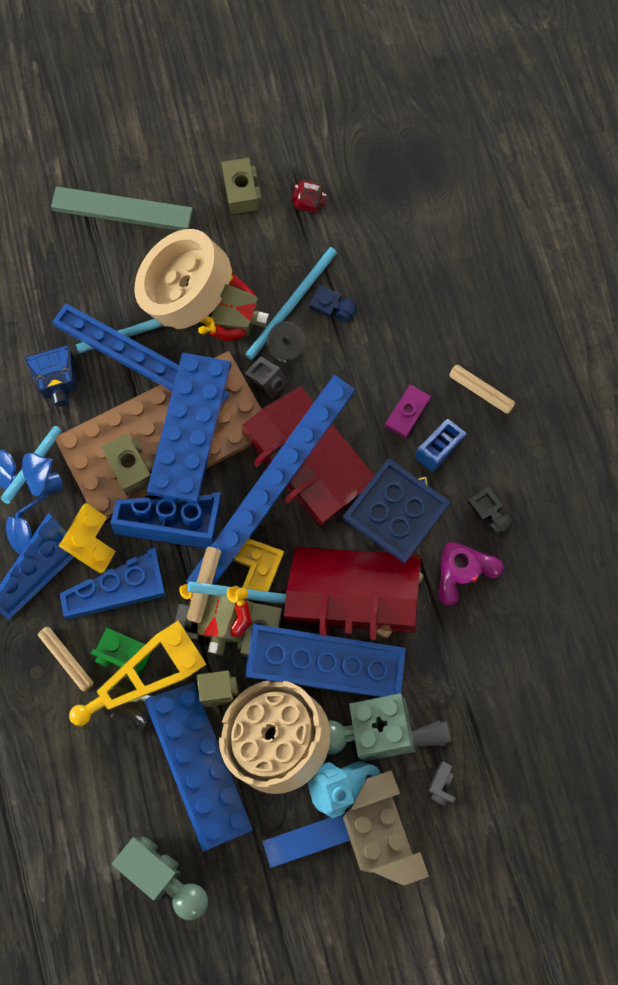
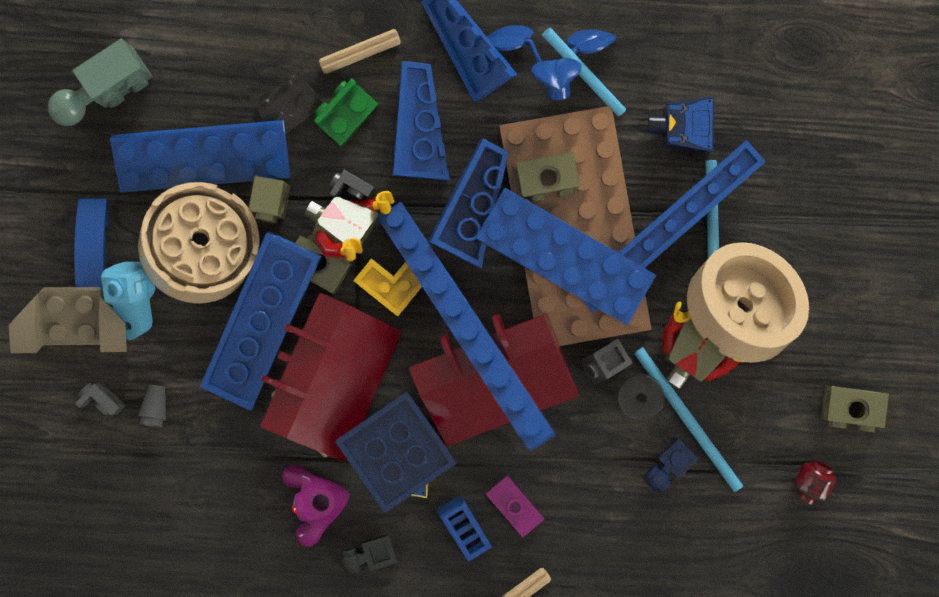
camera: 105 degrees right, 15 degrees up
(81, 539) = (480, 103): yellow plate -> none
(121, 209) = (871, 260): sand green tile -> none
(179, 649) = (322, 172): yellow plate -> none
(205, 576) = (383, 218): tan axle -> none
(218, 590) = (366, 243): medium azure bar -> none
(366, 719) = (177, 337): sand green brick -> none

